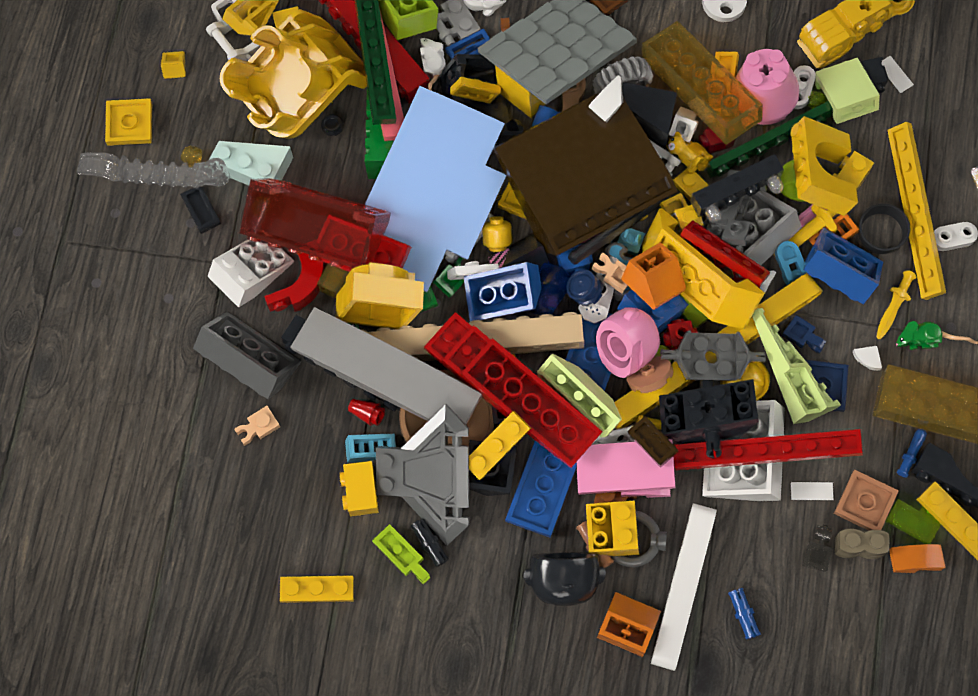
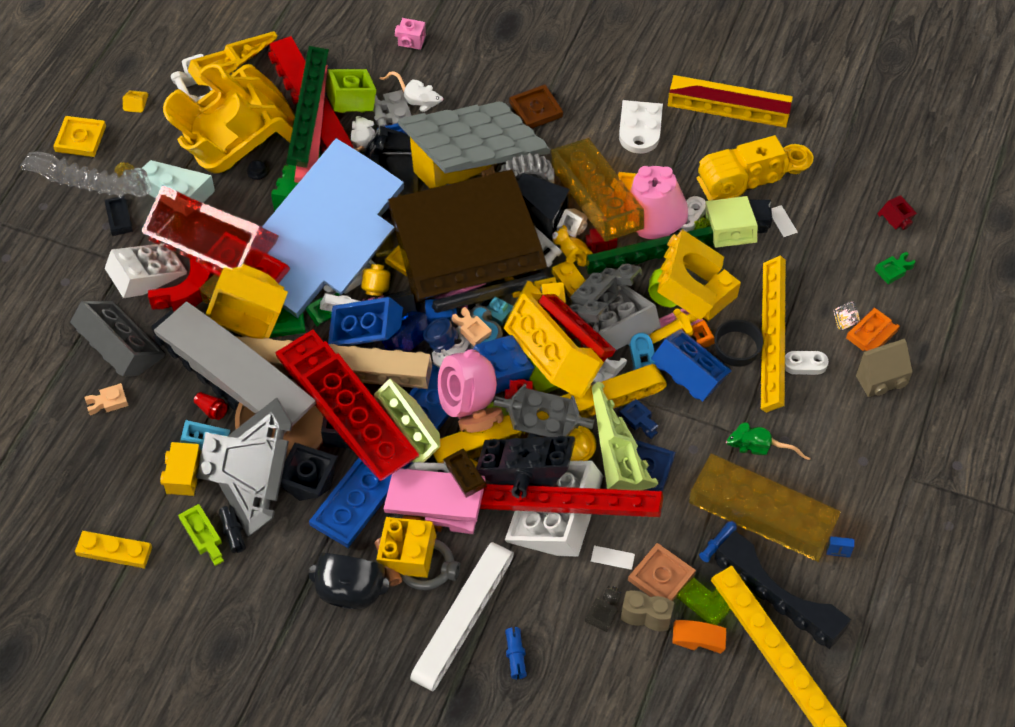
camera: 10 degrees right, 15 degrees down
(475, 89) = (391, 160): yellow plate -> none
(497, 445) = (316, 446): yellow plate -> none
(608, 100) = (501, 177): white slope -> none
(629, 624) = (397, 638): orange slope -> none
(655, 276) = (505, 331): orange slope -> none
(737, 185) = (602, 271): black piece -> none
(868, 357) = (696, 449): white tile -> none
(899, 295) = (739, 404): yellow sword -> none

